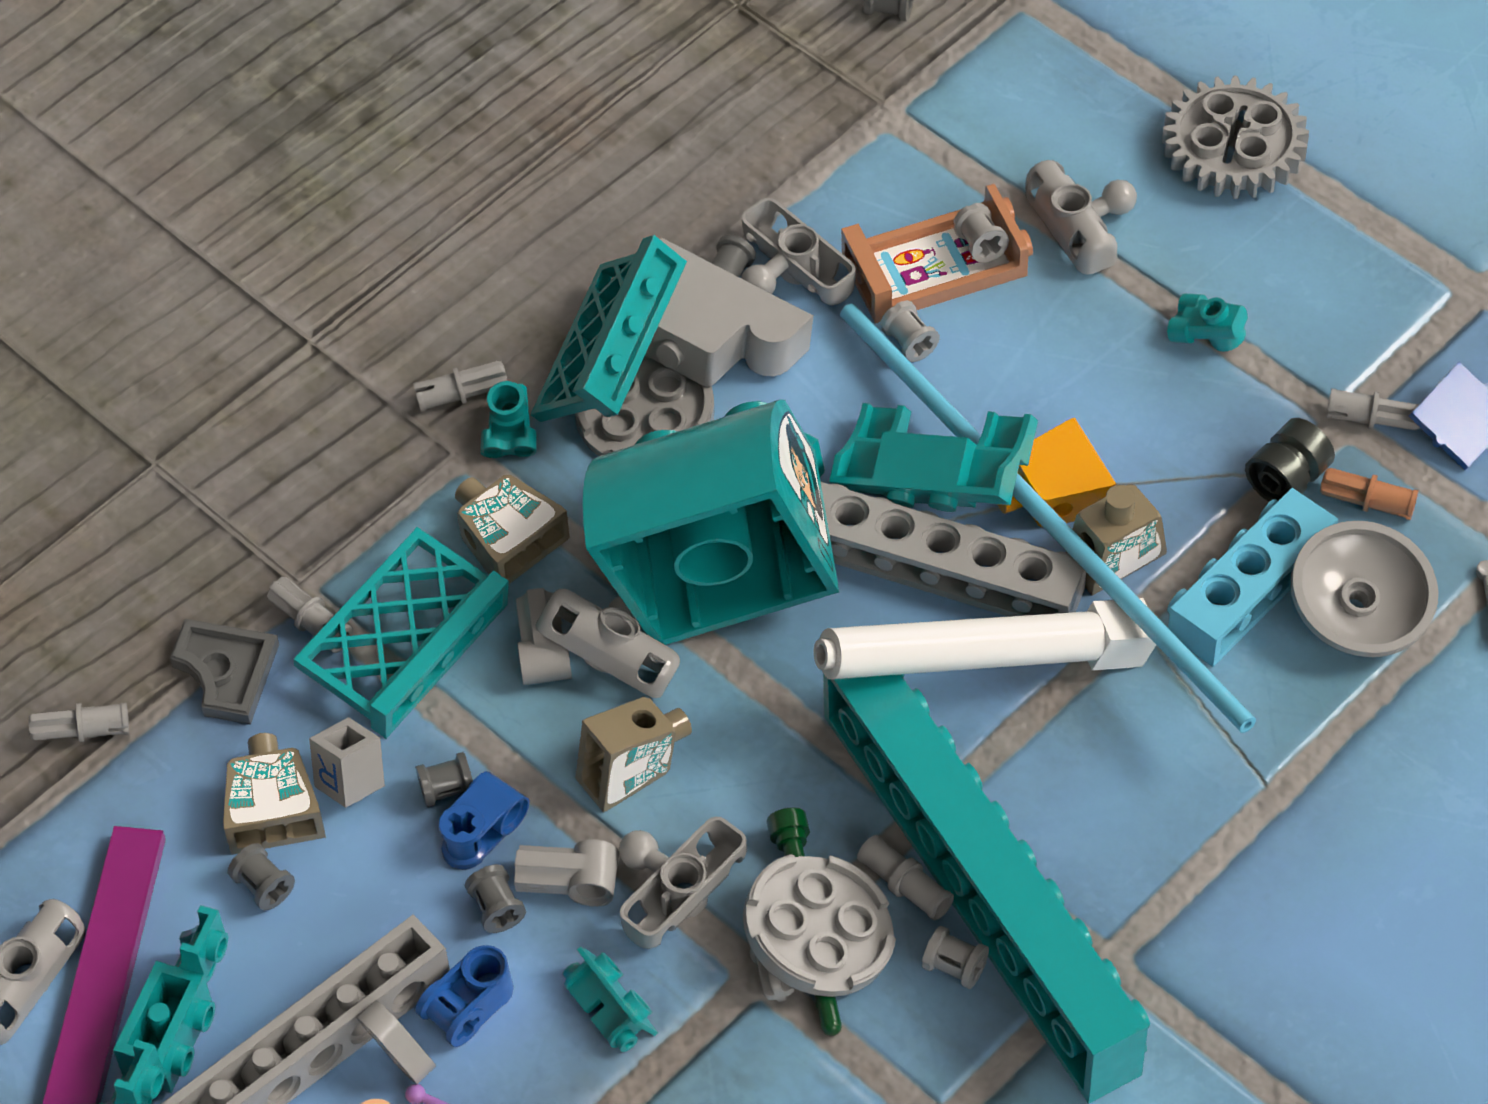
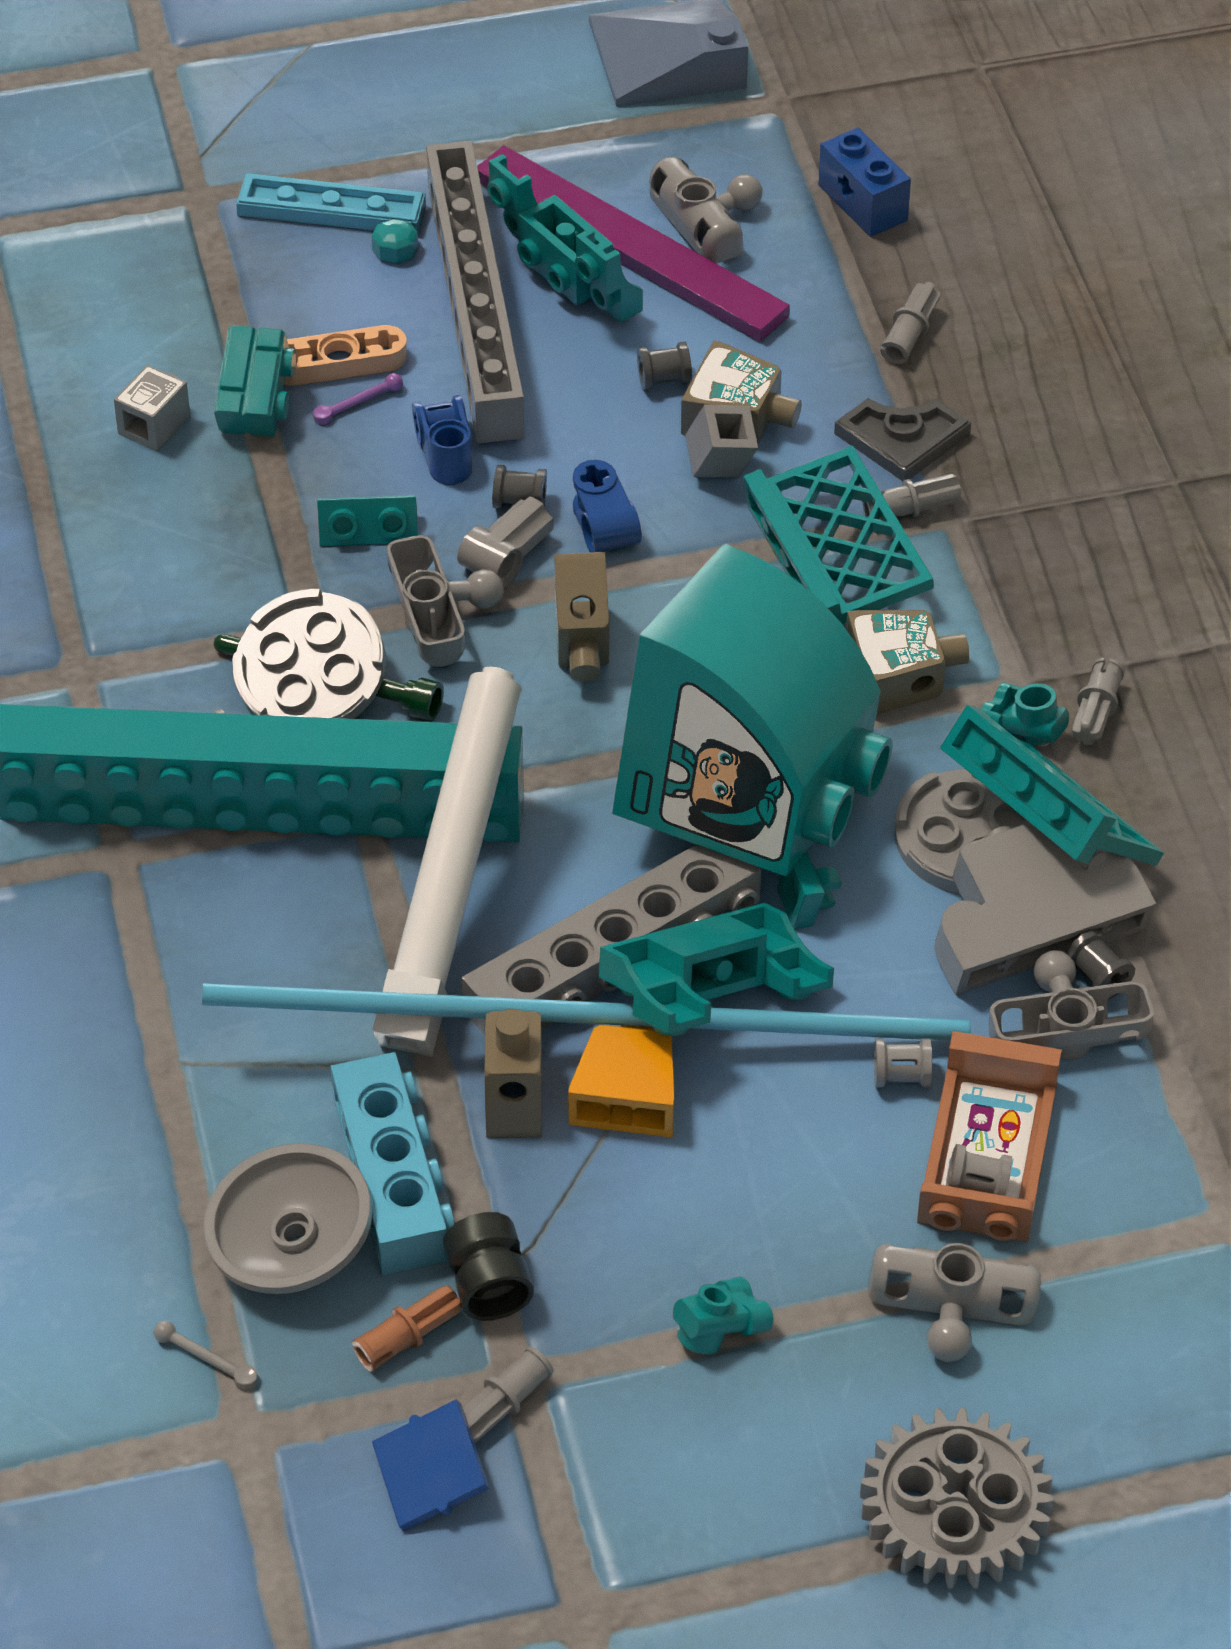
camera: 120 degrees right, 5 degrees down
(396, 1041) = (423, 358): light grey beam -> none
(444, 779) = (664, 500): dark grey bush -> none

